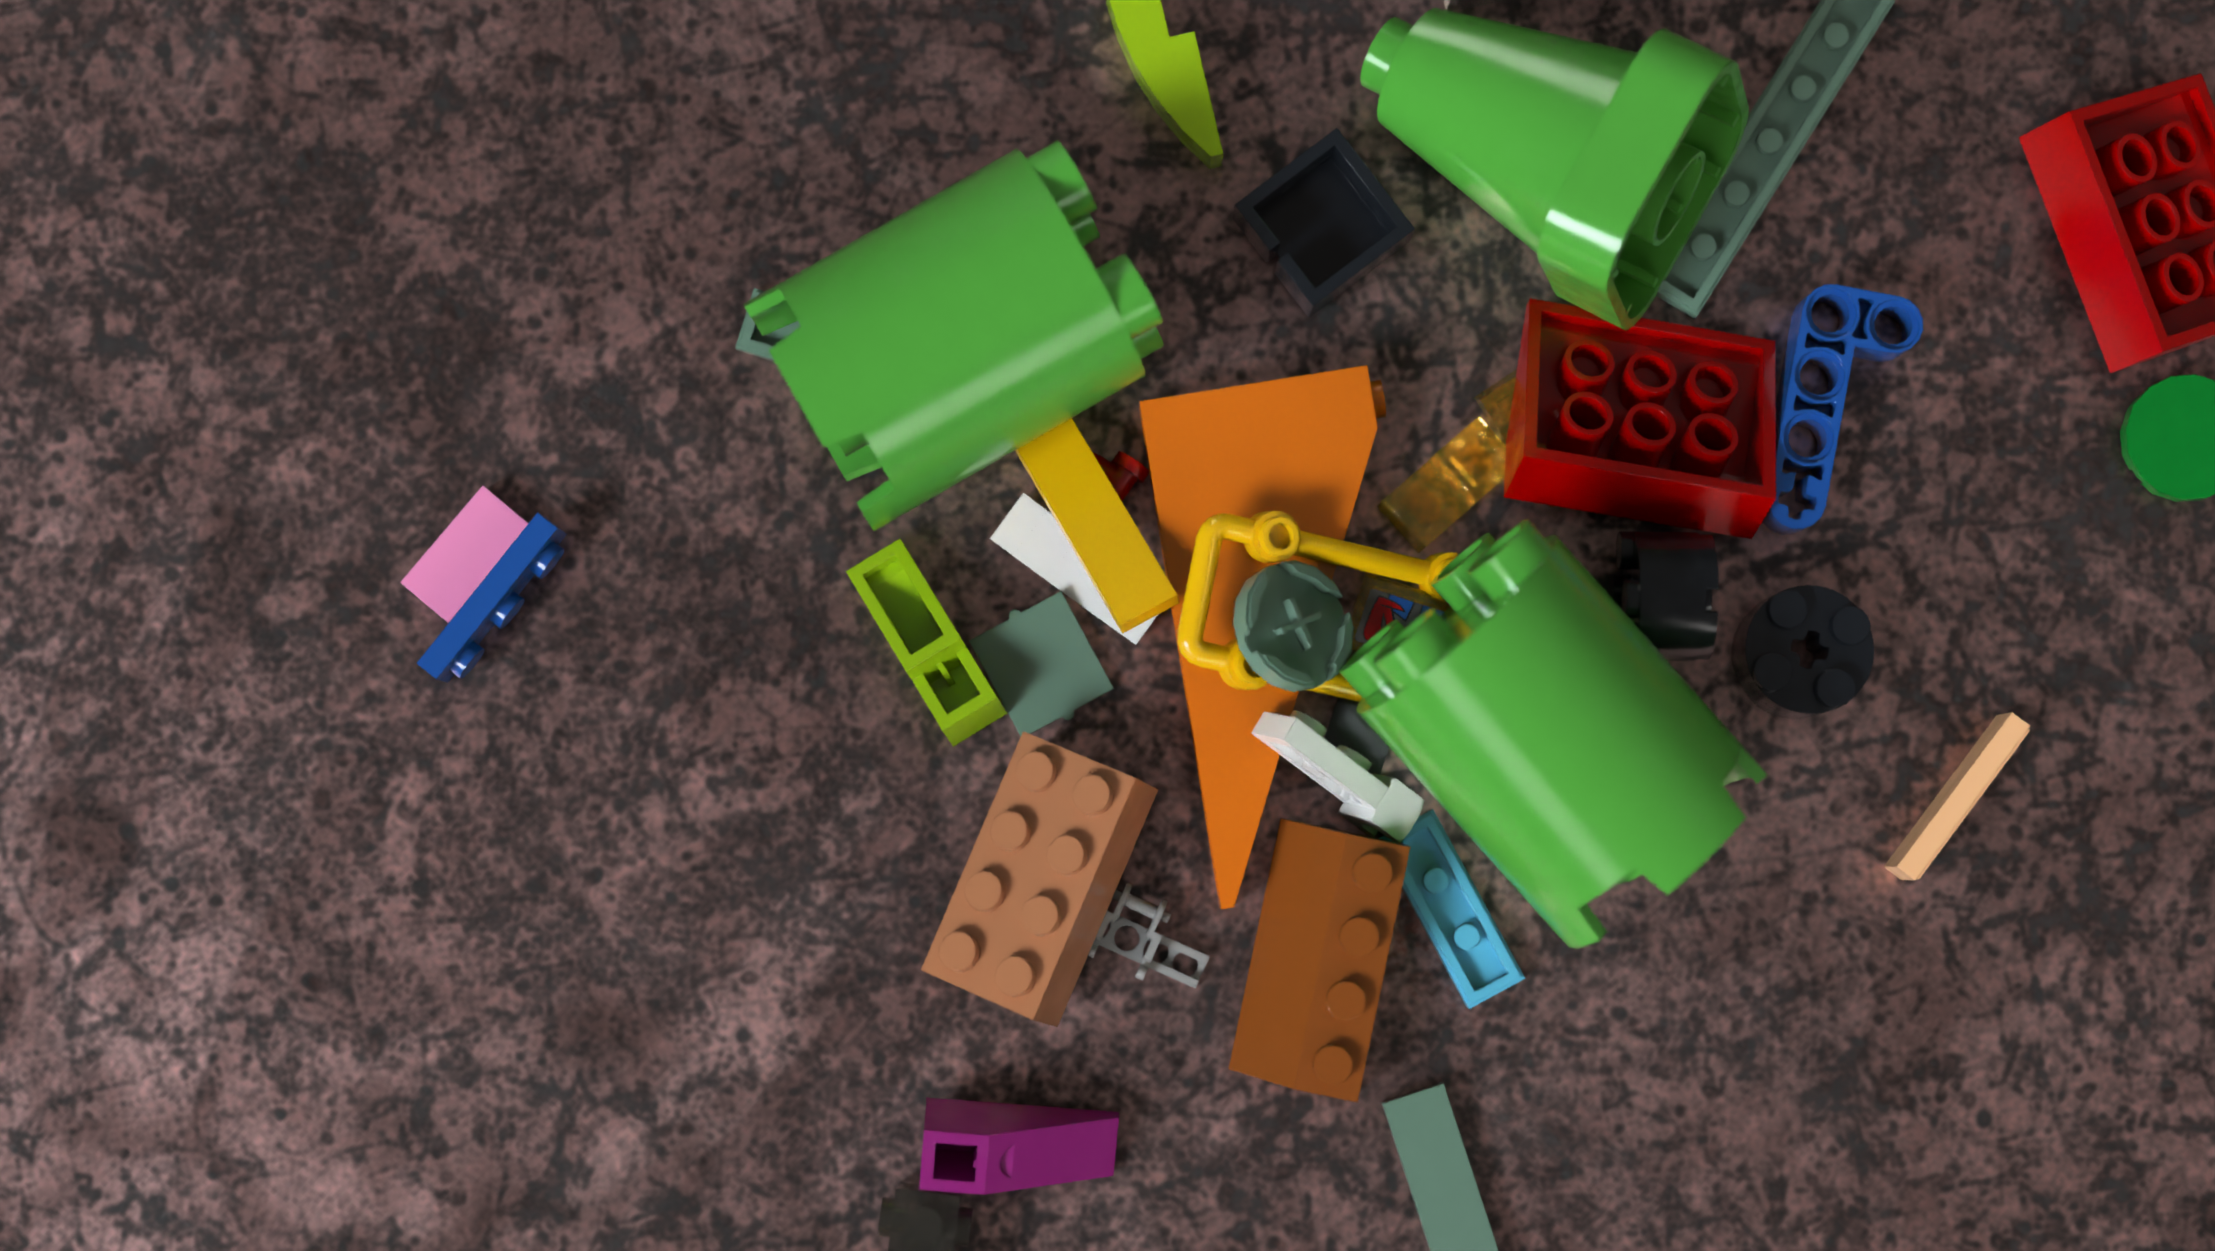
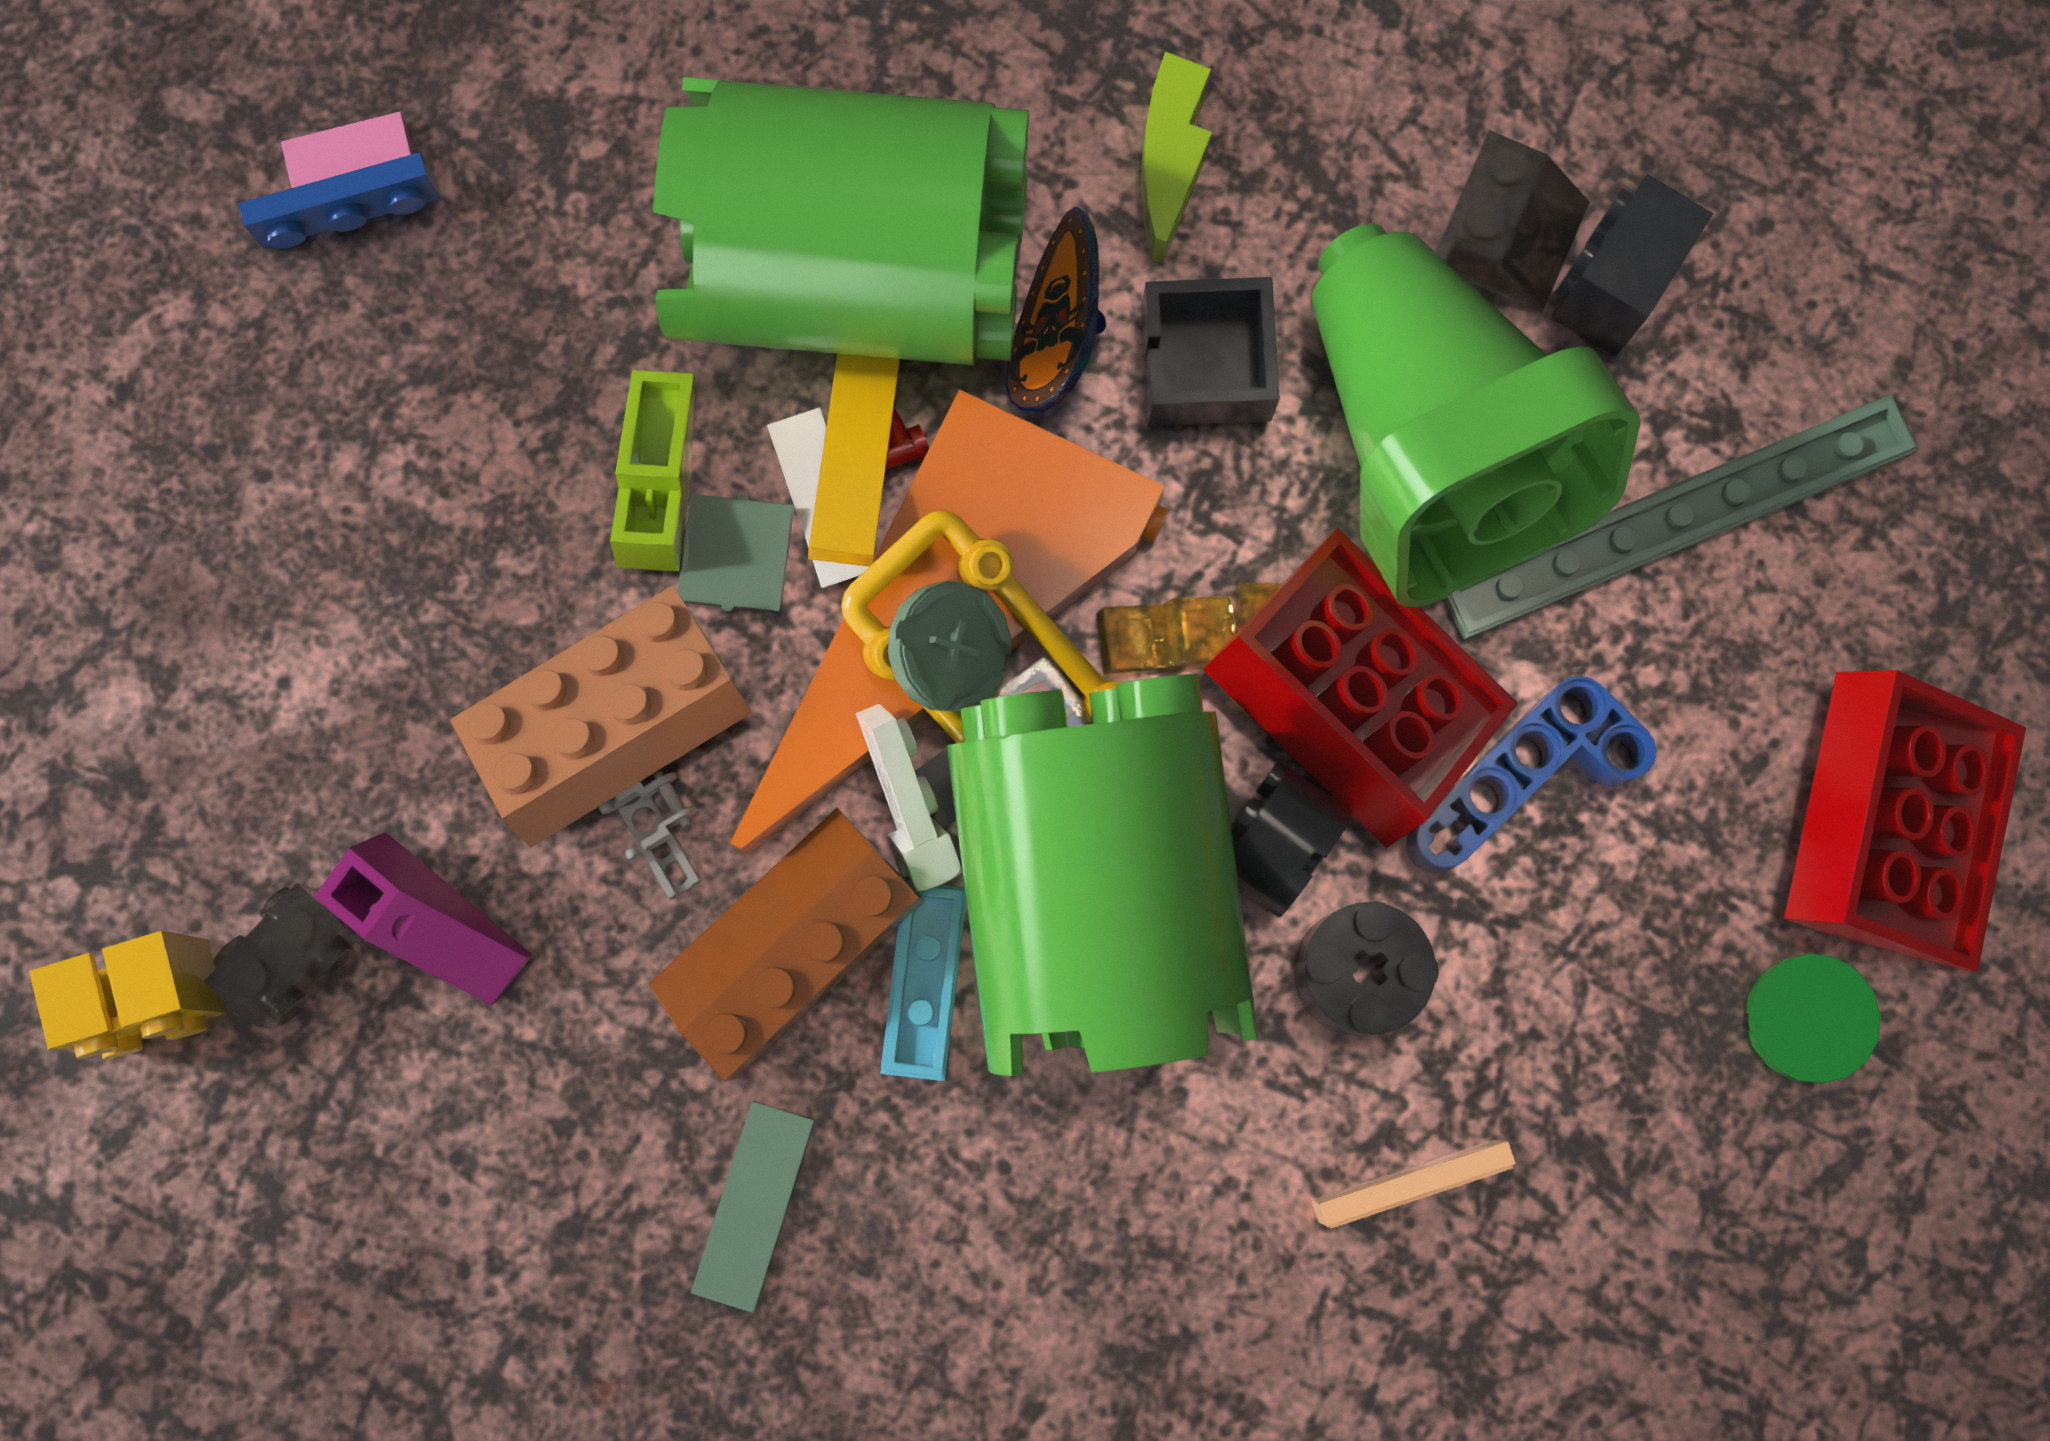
camera: 30 degrees right, 5 degrees down
(1181, 277) = (1057, 318): none -> shield

